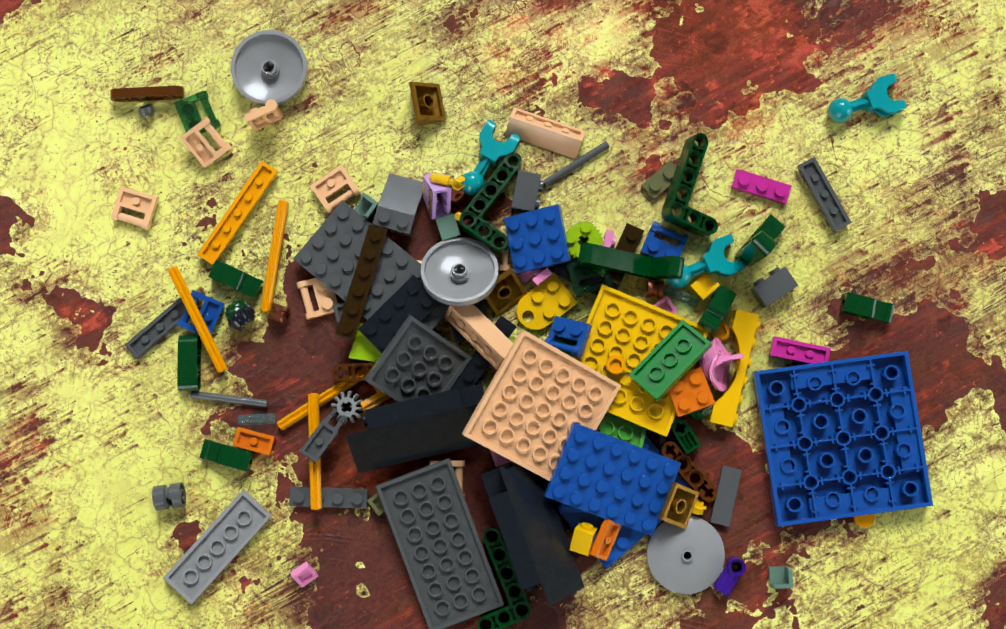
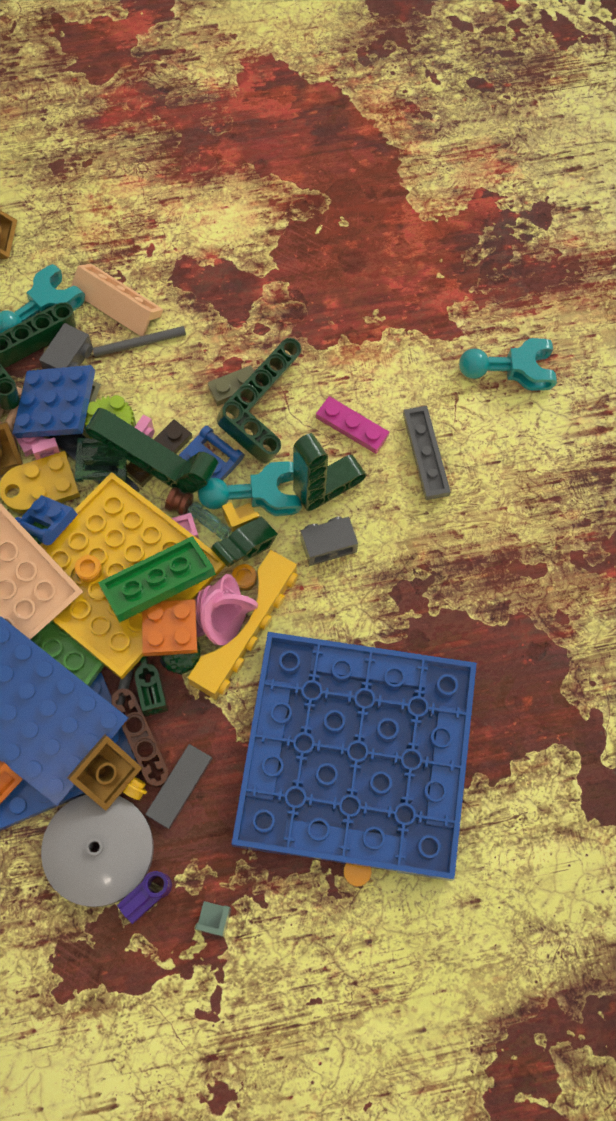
camera: 15 degrees right, 15 degrees down
(798, 351) = (334, 626): dark pink plate -> none
(866, 307) = (440, 598): dark green piece -> none

